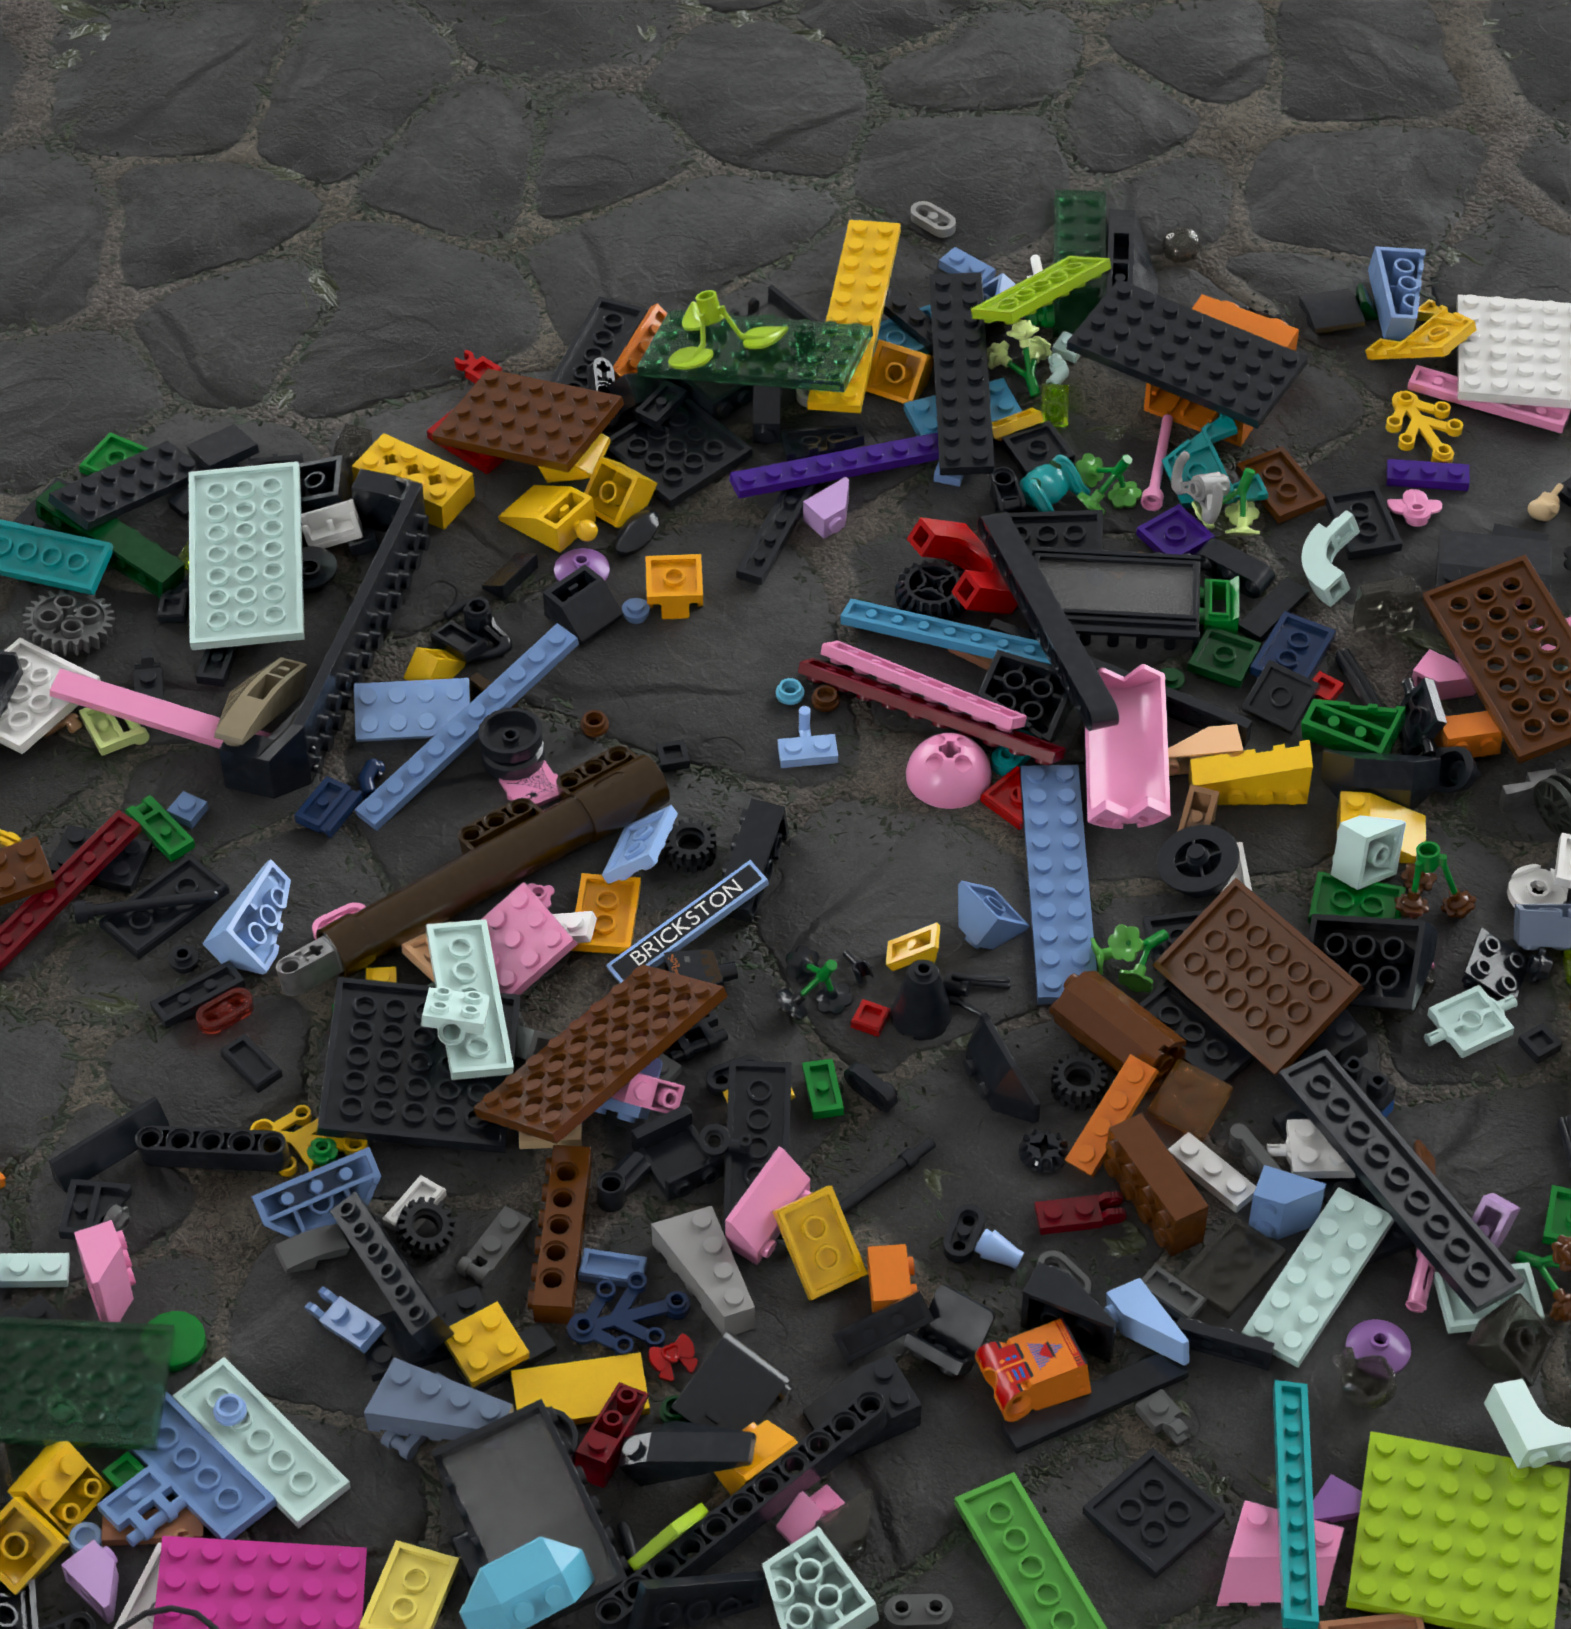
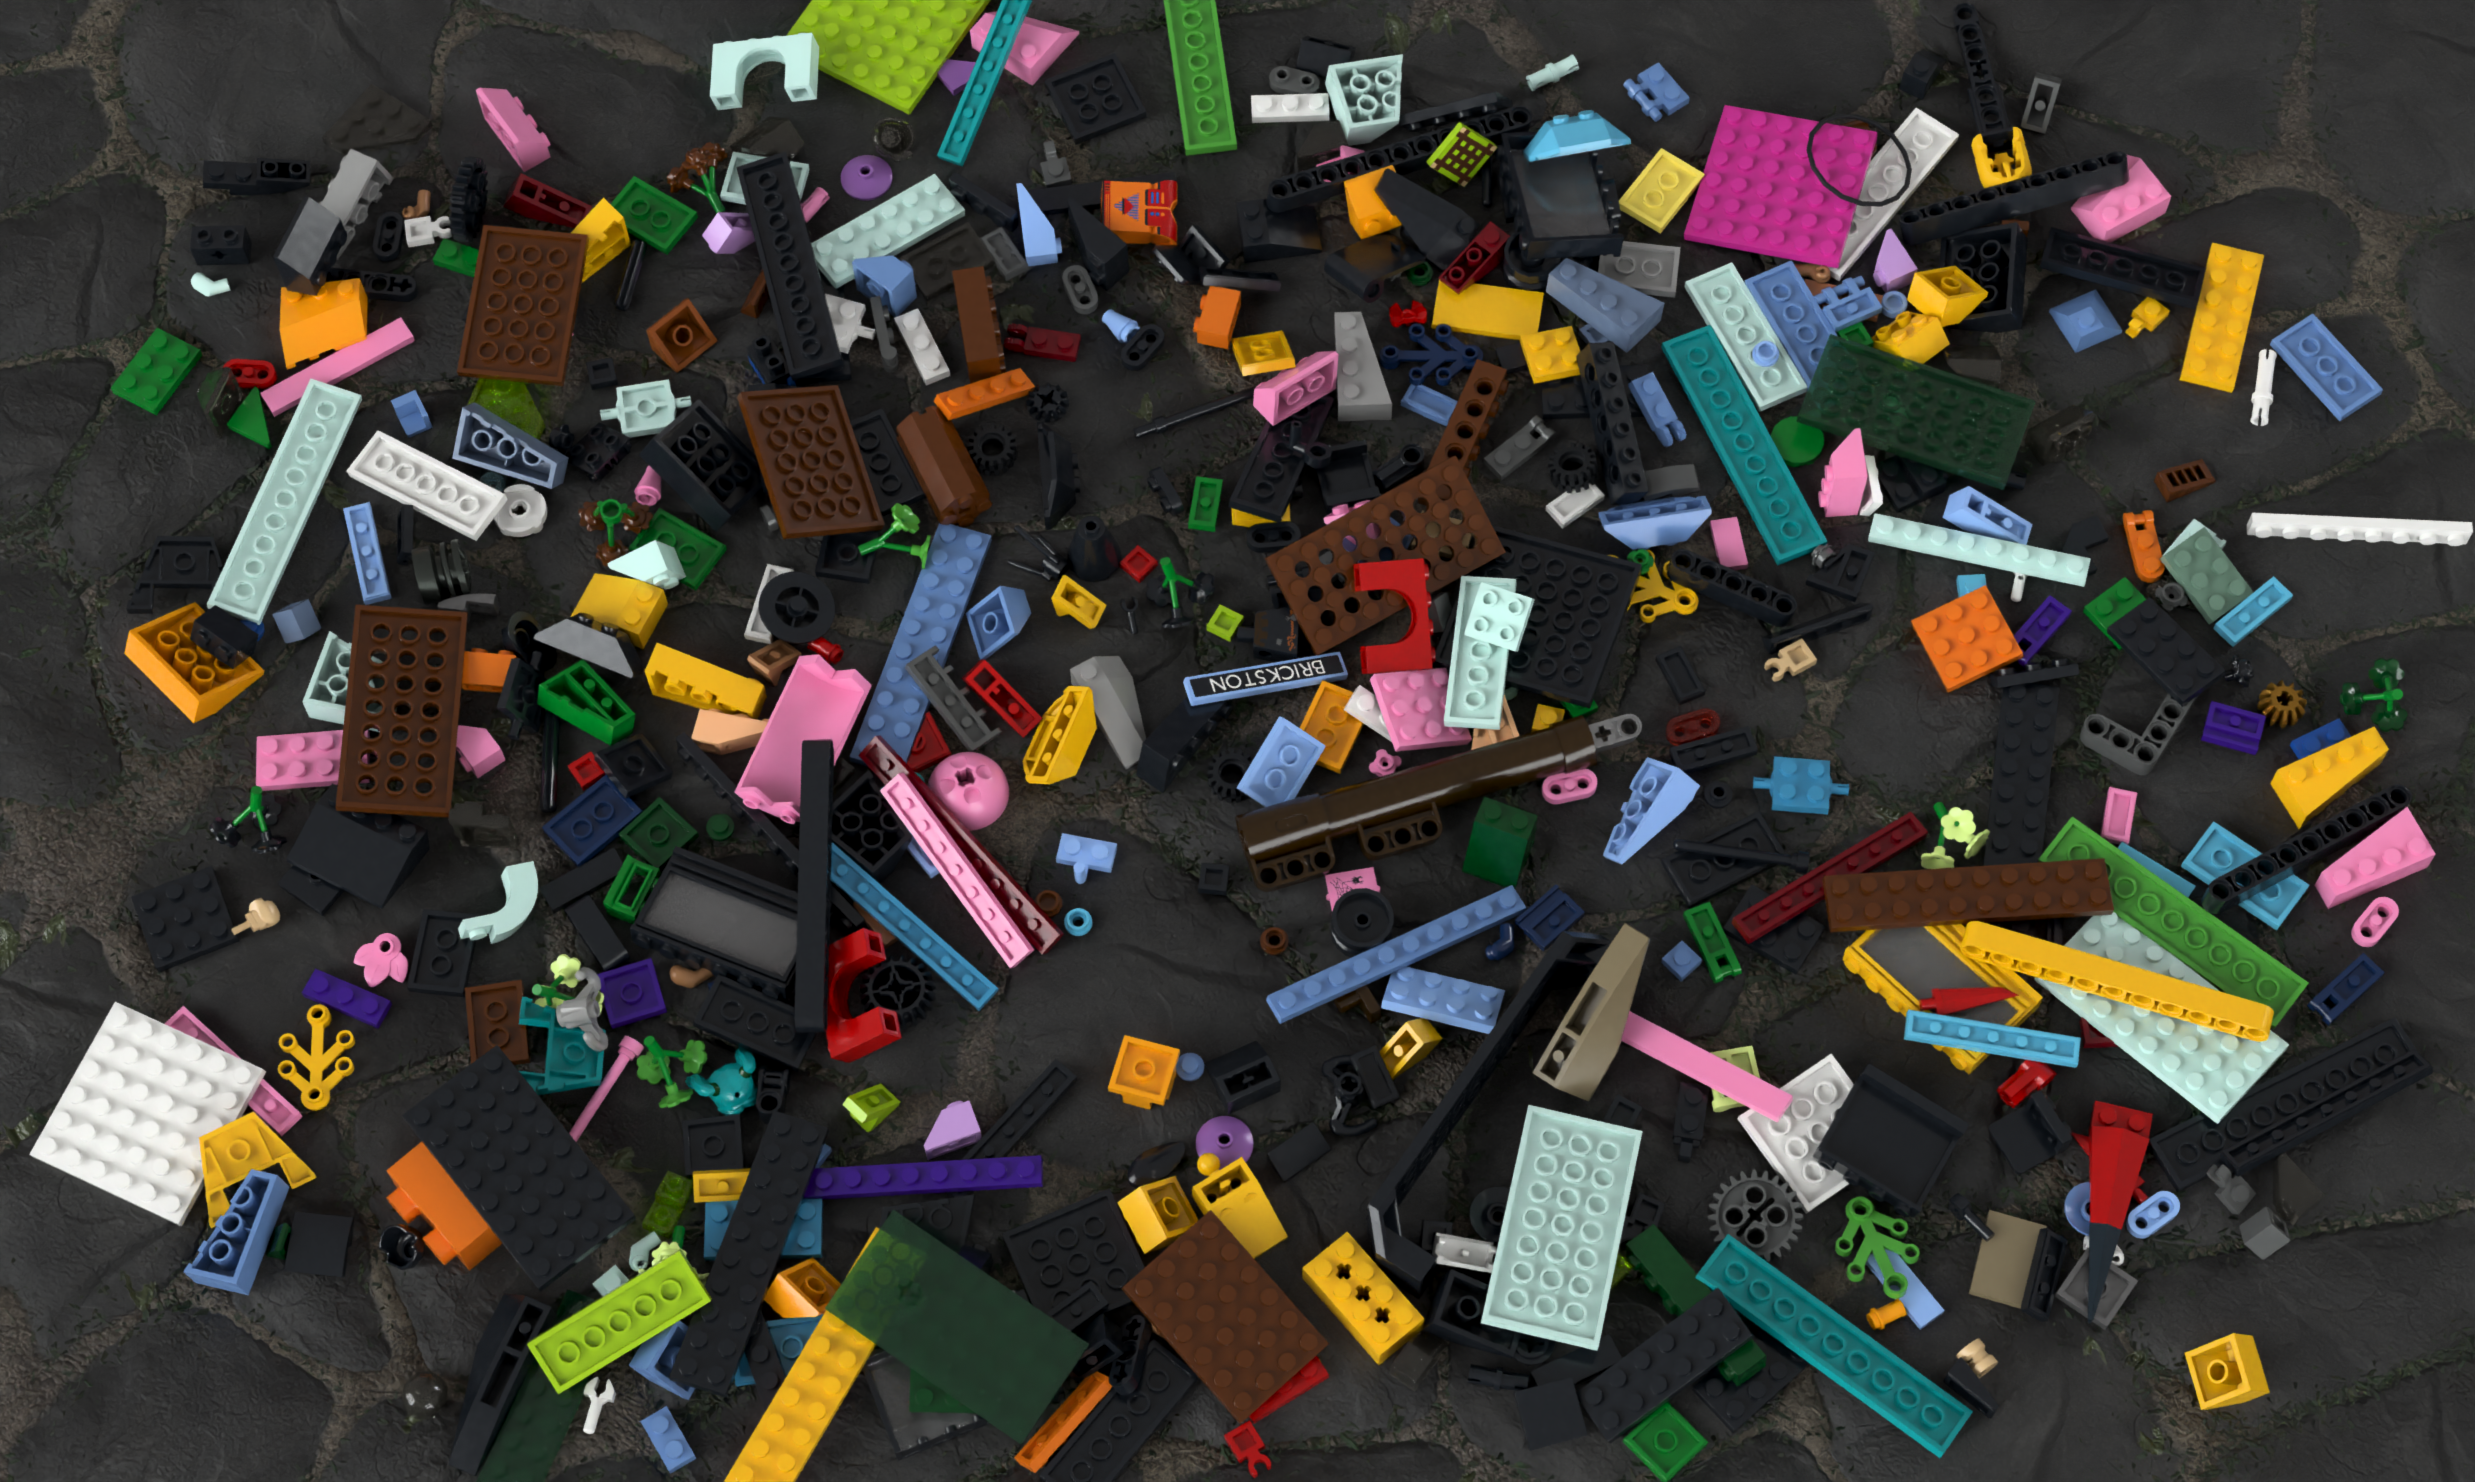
camera: 160 degrees left, 15 degrees up
(76, 1297) = (1872, 494): none -> white plate
(97, 989) = (1800, 785): none -> dark azure plate
(128, 1100) = (1793, 658): none -> tan plate
(228, 1207) = (1729, 543): none -> bright pink tile
(238, 1318) = (1744, 445): none -> teal plate
(394, 843) = (1500, 843): none -> dark green slope
(403, 1491) = (1644, 268): none -> light grey plate
(577, 1021) = (1414, 648): none -> red arch
(707, 312) = (996, 1387): lime plant -> none
(753, 979) = (1225, 623): none -> lime plate
(843, 879) = (1114, 704): none -> light grey wedge
(876, 816) = (1061, 737): none -> yellow wedge
(912, 502) = (871, 1106): none -> lime slope
(913, 1575) = (1290, 108): none -> white plate
(957, 849) = (1002, 698): none -> red slope
(1000, 826) = (950, 701): none -> dark grey hinge
(1147, 849) = (831, 652): none -> red pin
(1190, 1099) = (905, 398): clear orange plate -> none
(1477, 1100) = (680, 336): none -> dark orange slope

